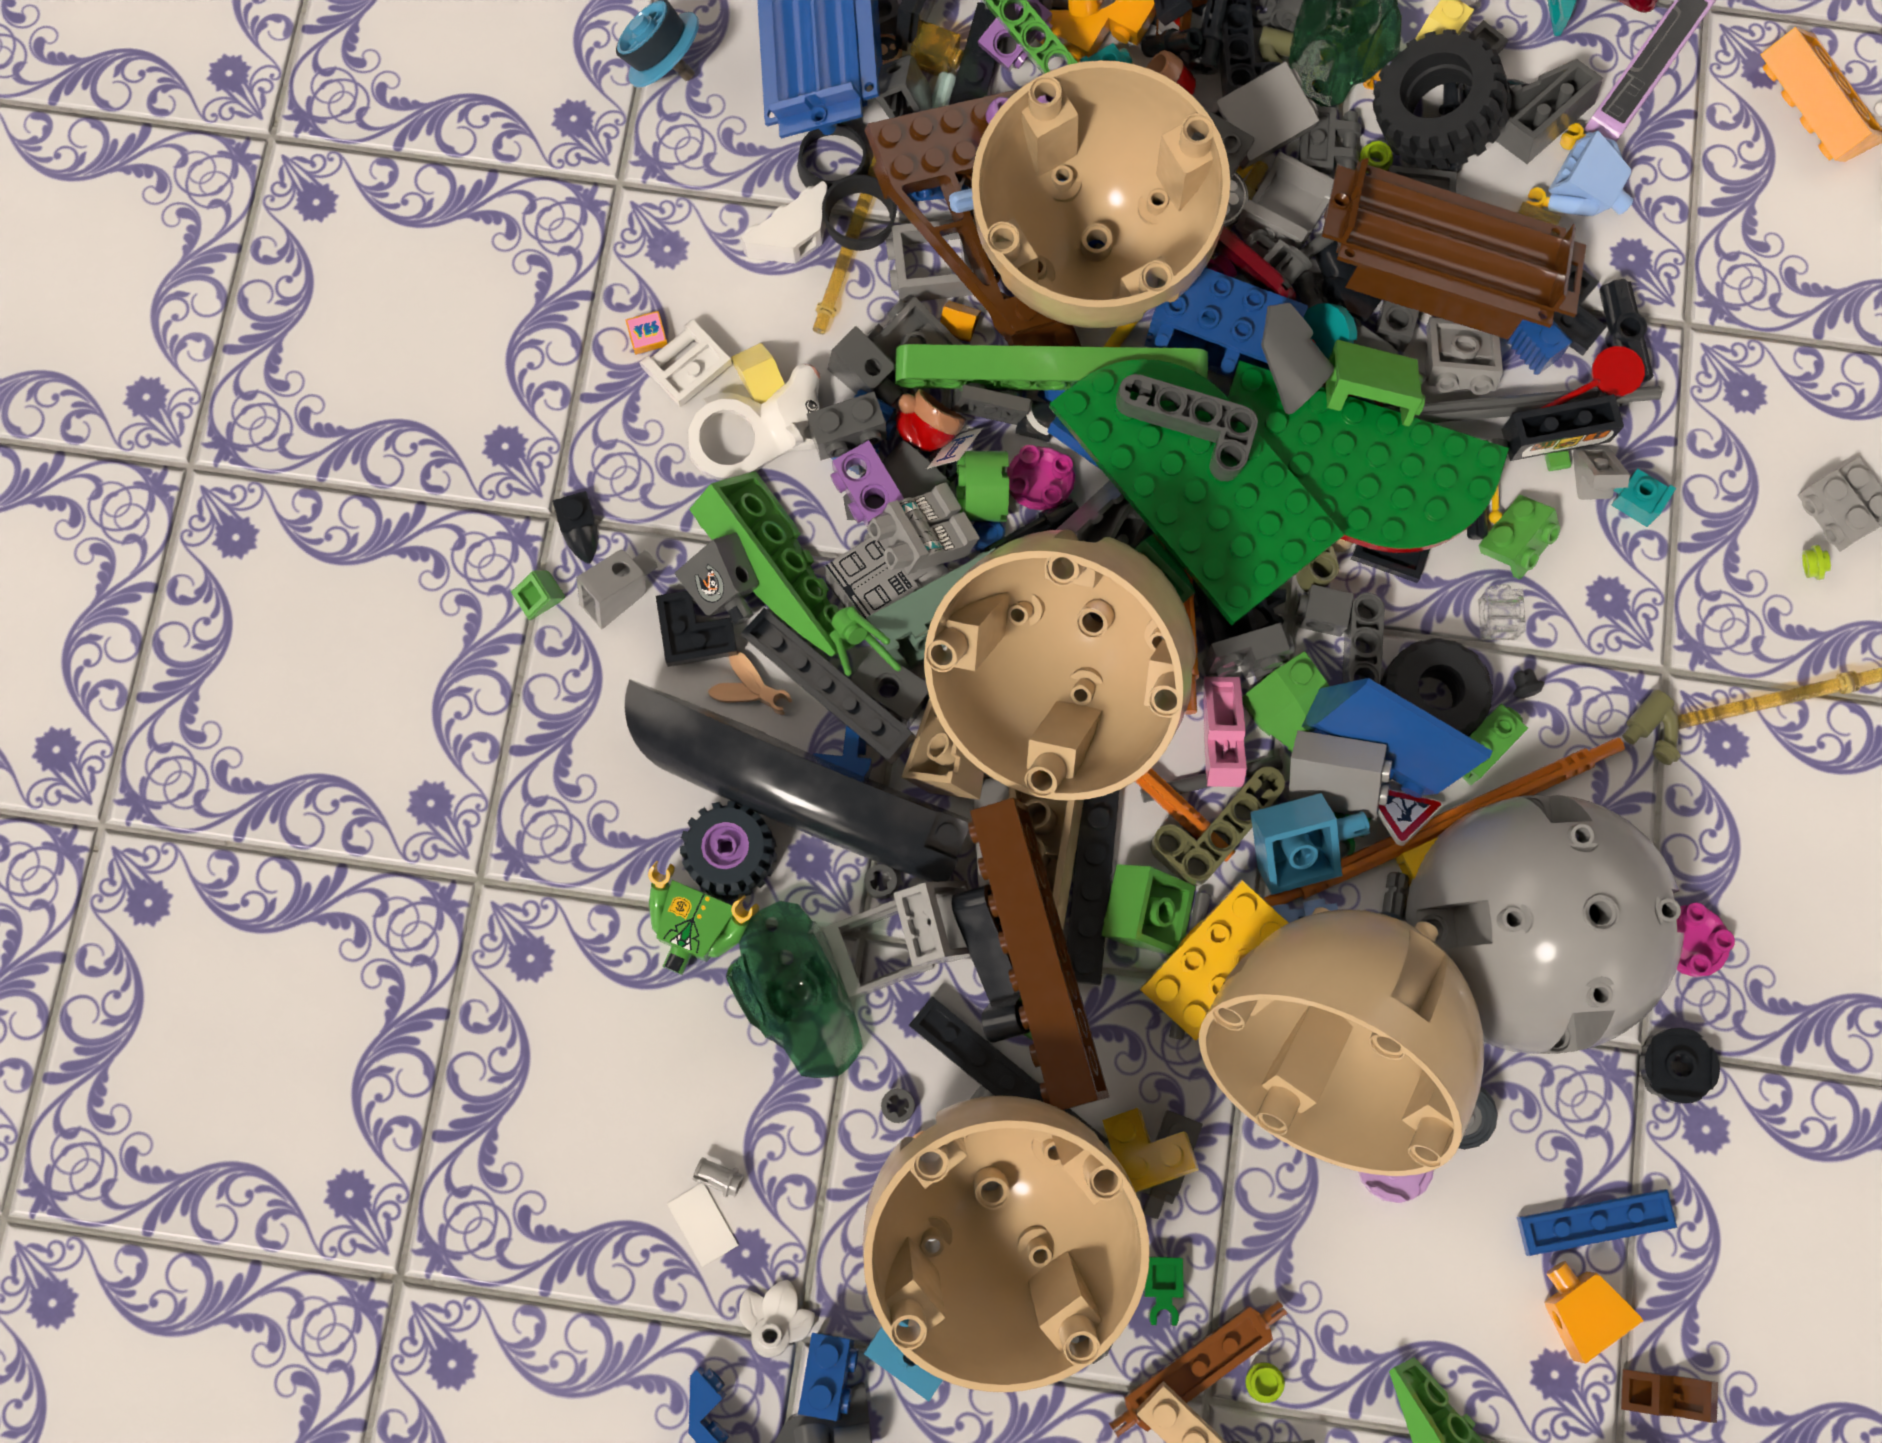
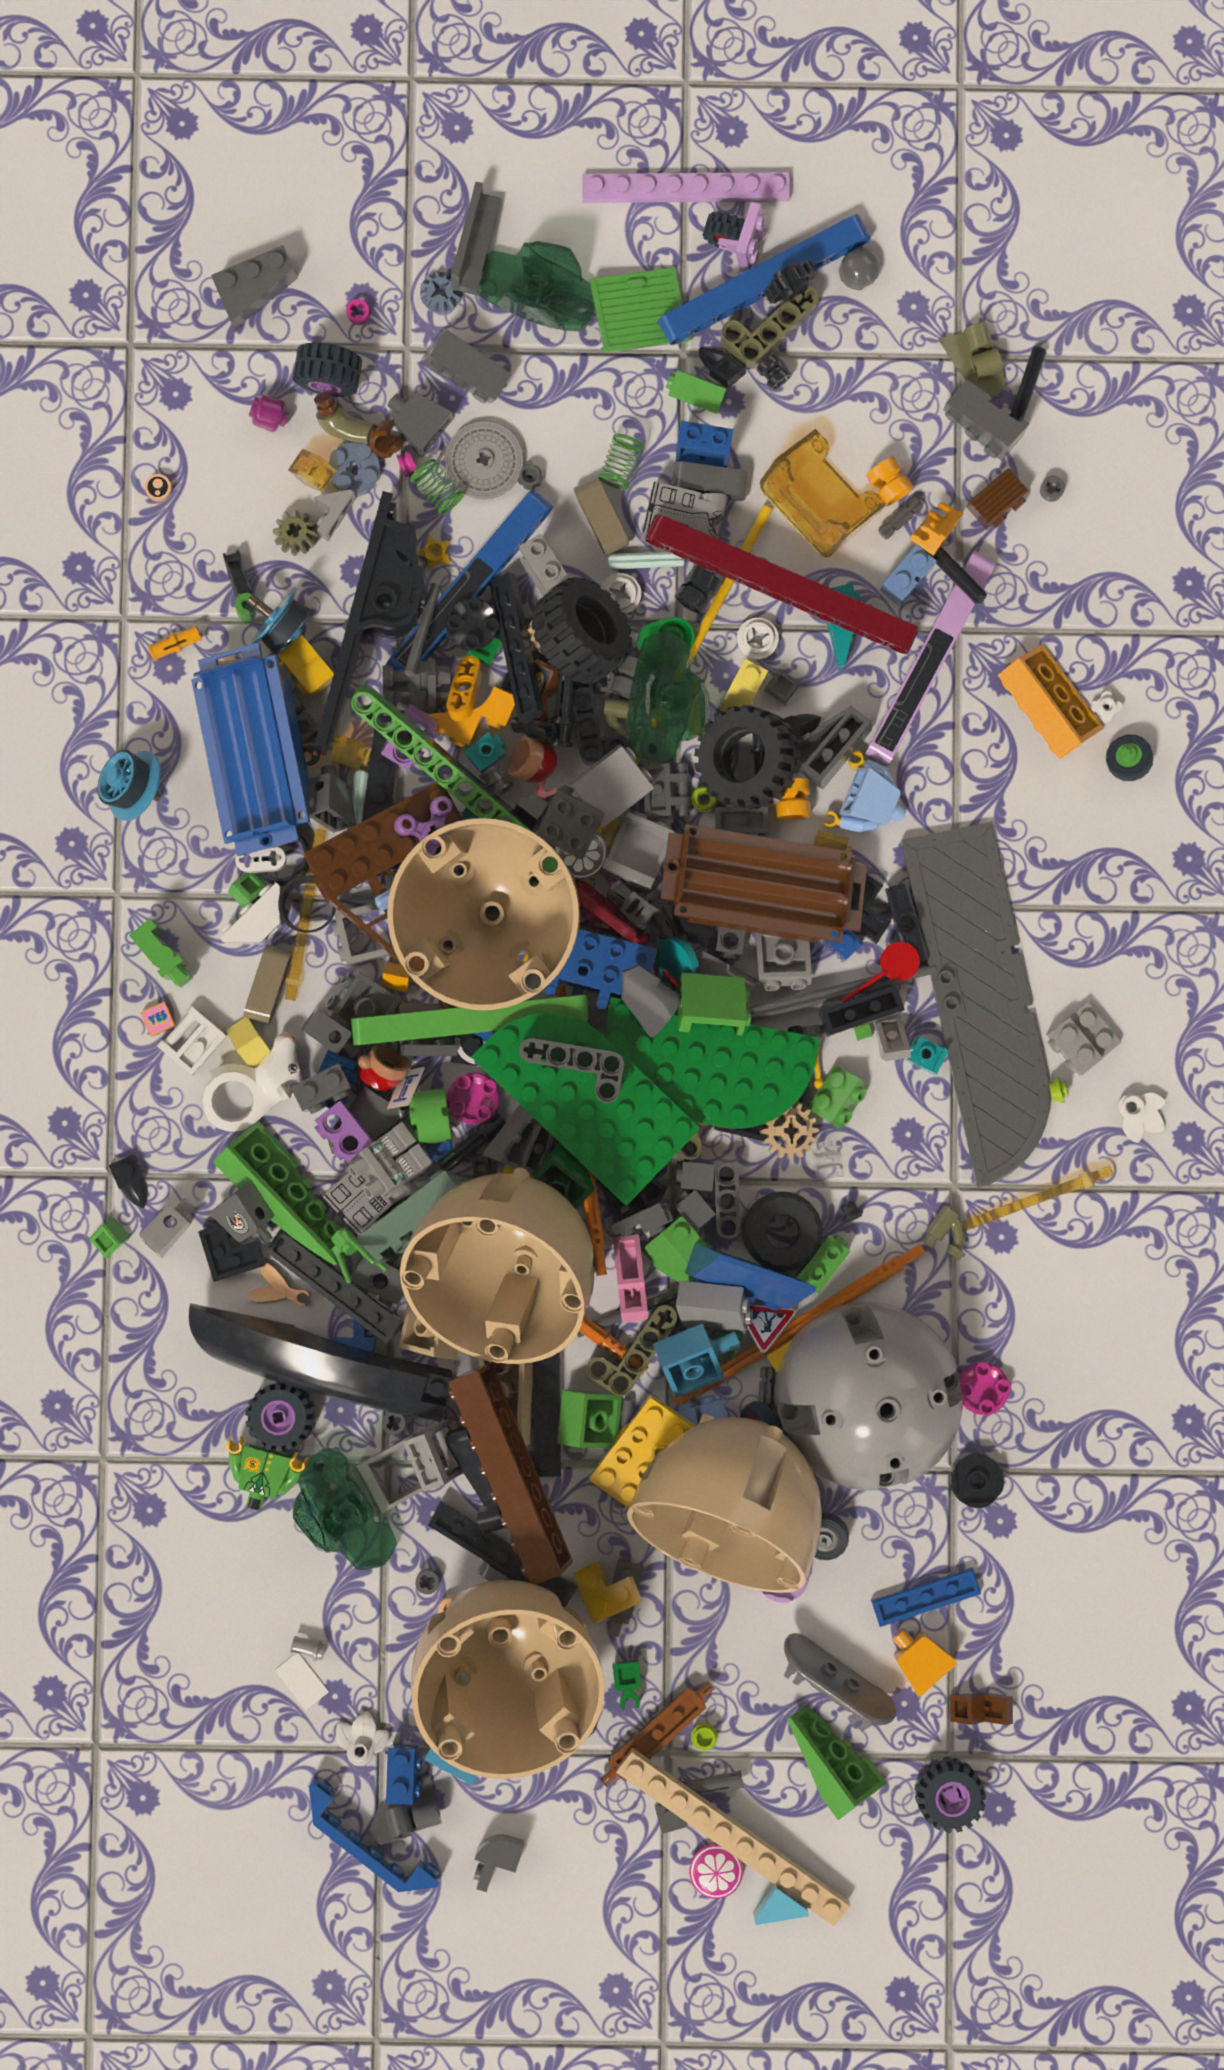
camera: 10 degrees left, 10 degrees up
(663, 245) = (167, 959): none -> bright green hips
(780, 191) = (246, 889): none -> bright green slope
(793, 305) = (268, 984): none -> dark tan beam
(808, 152) = (262, 866): none -> white beam
(1321, 648) = (694, 1209): none -> dark grey brick
(1453, 568) = (789, 1144): none -> tan gear
(1469, 1327) = (838, 1682): none -> dark grey piece
(1492, 172) = (794, 803): none -> light orange wheel
(1717, 441) = (980, 996): none -> dark grey door

